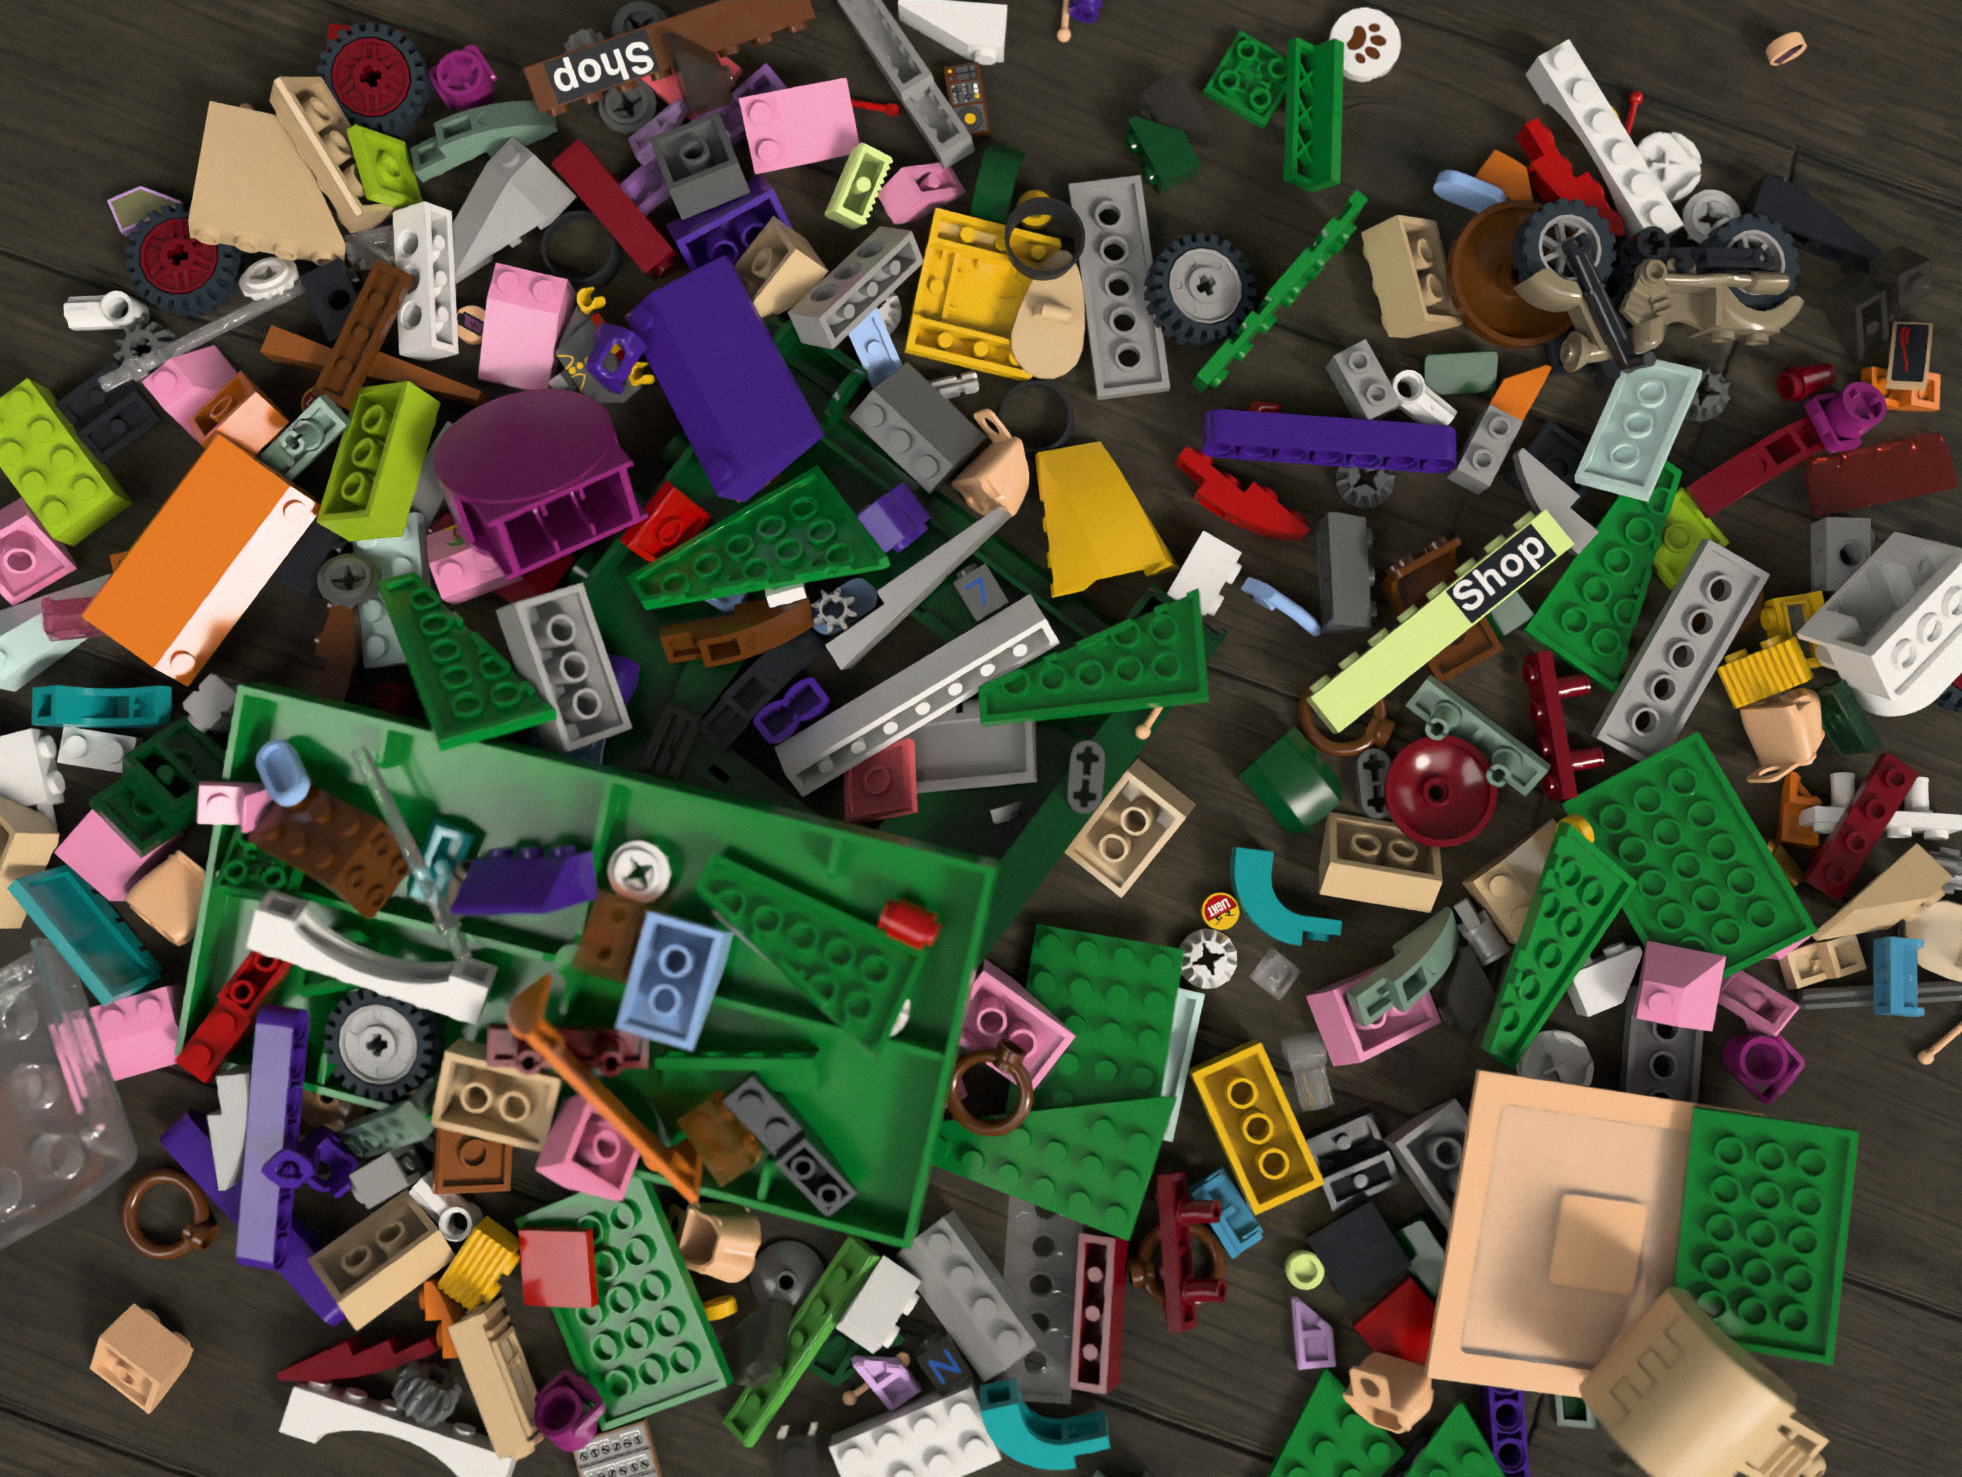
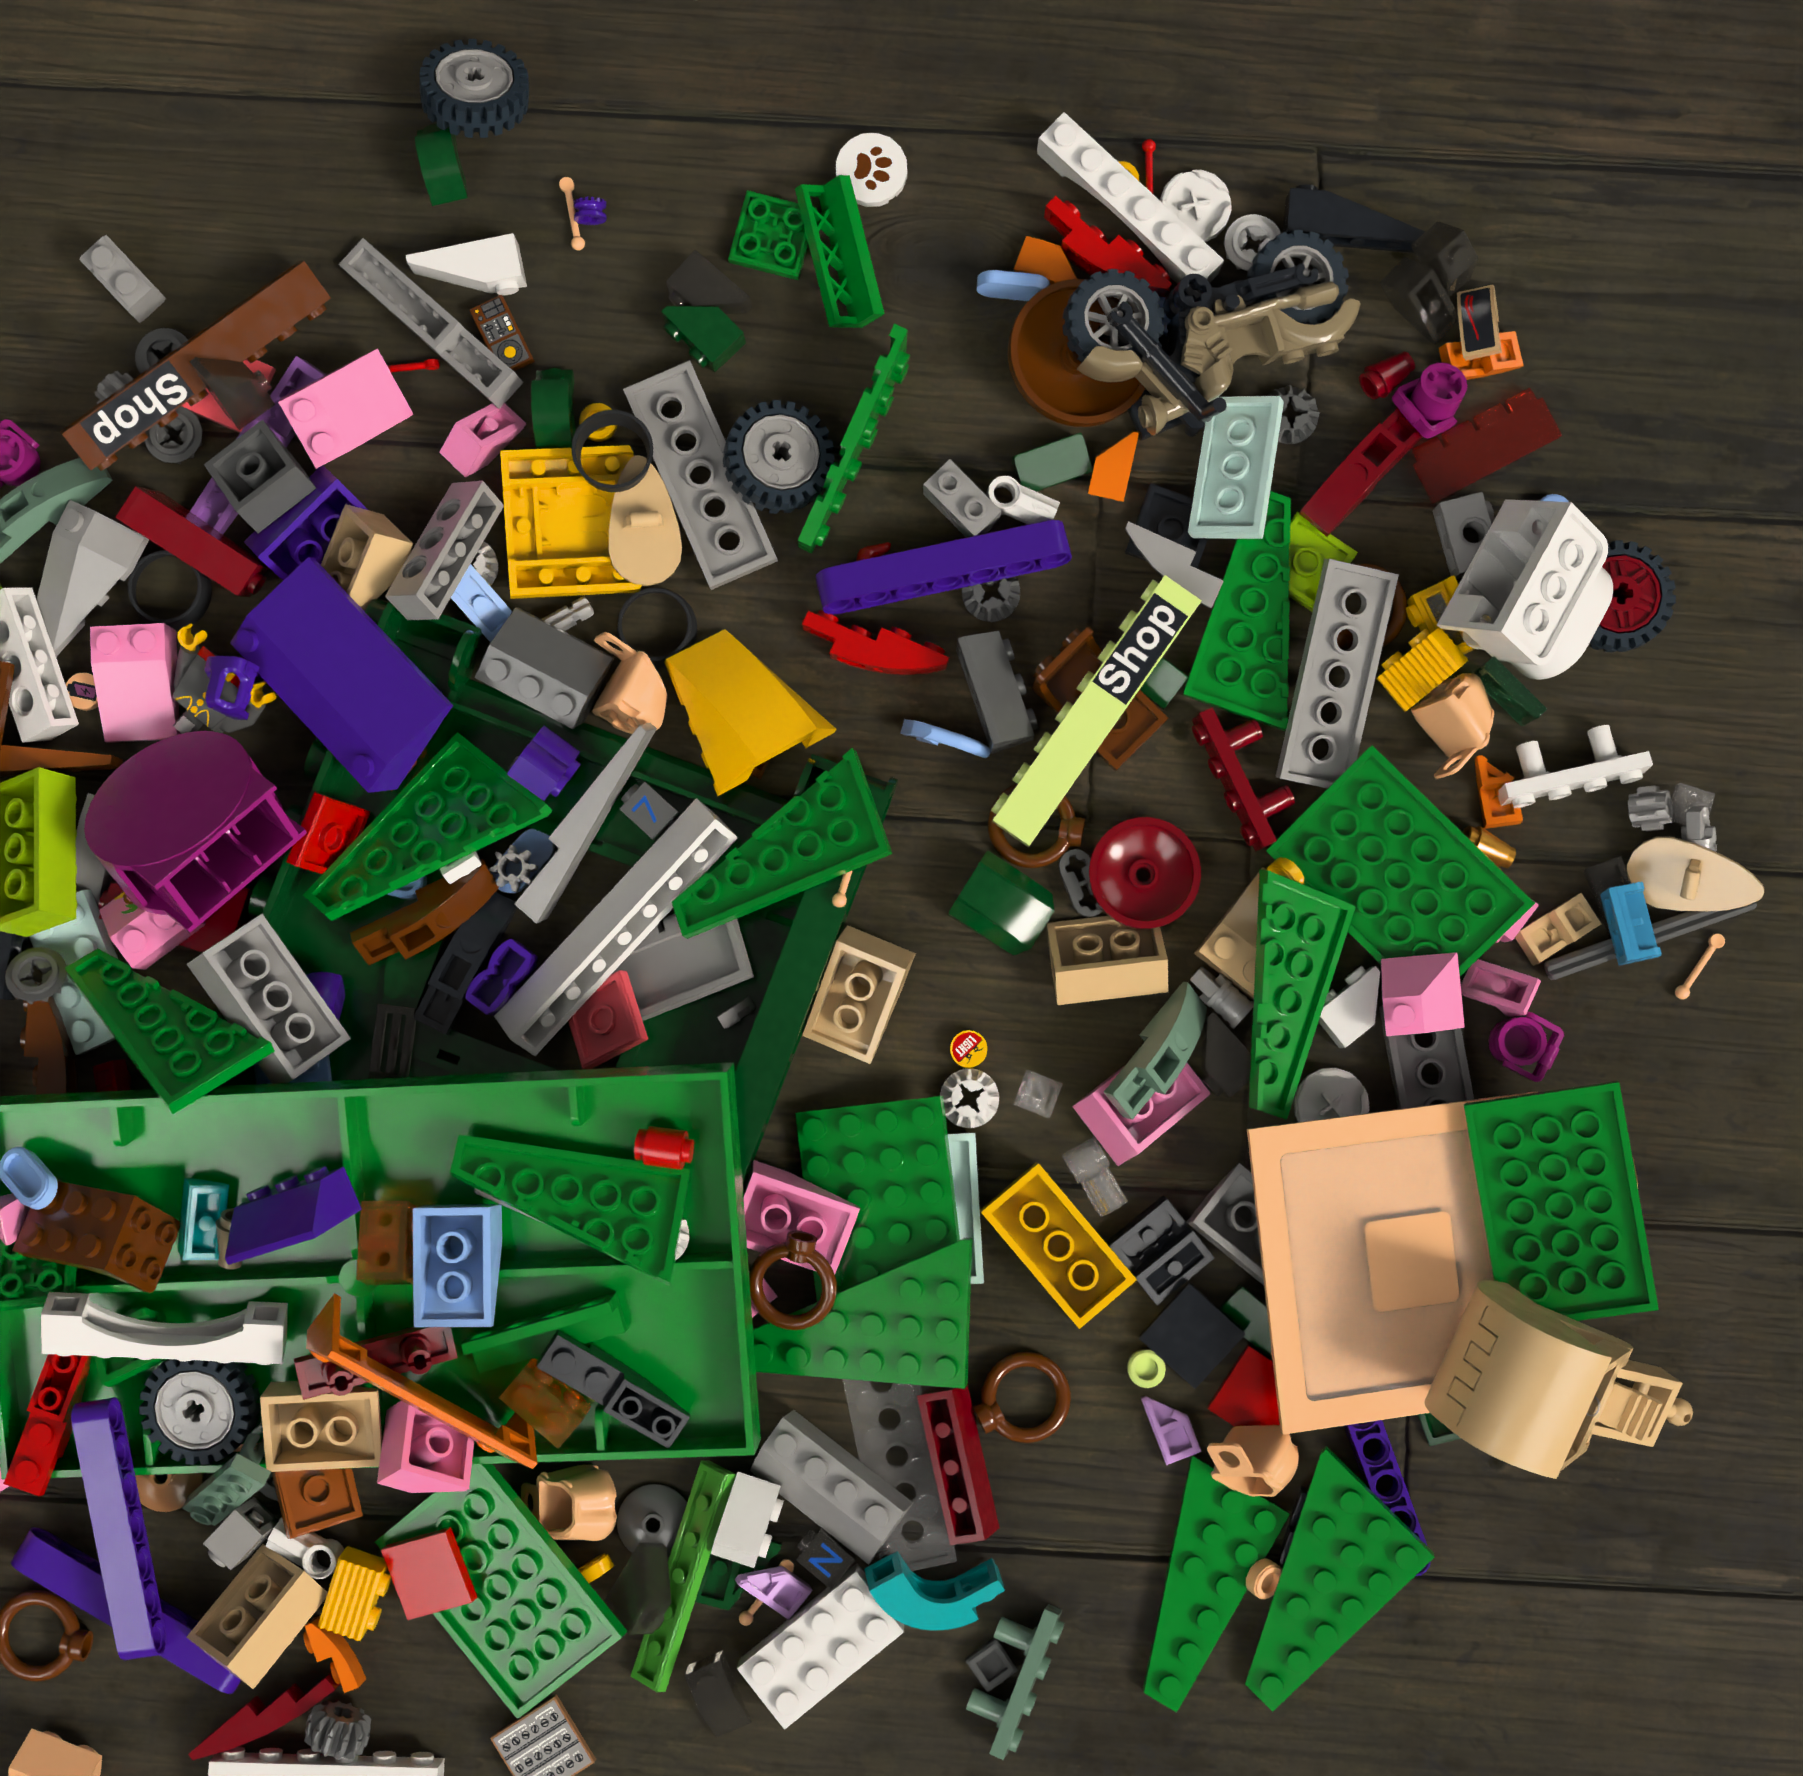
camera: 10 degrees left, 0 degrees up
(229, 1125) = (75, 1529): slope -> none
(318, 1145) = (167, 1526): dark purple piece -> none
(445, 923) = (225, 1275): clear bar -> none
(498, 1378) = (405, 1697): tan door -> none
(565, 1415) = (477, 1713): magenta piece -> none
(623, 864) = (377, 1171): white gear -> none
(665, 121) = (213, 443): lavender tile -> none
(858, 186) = (419, 450): yellowish green brick -> none
(1095, 777) = (787, 961): dark grey beam -> none
(1176, 1267) = (1019, 1396): dark red plate -> none
(1207, 568) = (861, 728): white brick -> none
(1237, 1225) = (1055, 1335): dark azure hinge -> none
(1256, 899) = (996, 1024): teal arch -> none
(1410, 276) = (977, 383): tan slope -> none
(1453, 716) = (1139, 797): sand green plate -> none
(1484, 449) = (1096, 531): light grey brick -> none
(1785, 48) = (1278, 57): light nougat tile -> none
(1860, 826) = (1551, 790): dark red plate -> none
(1890, 897) = (1596, 852): tan slope -> none

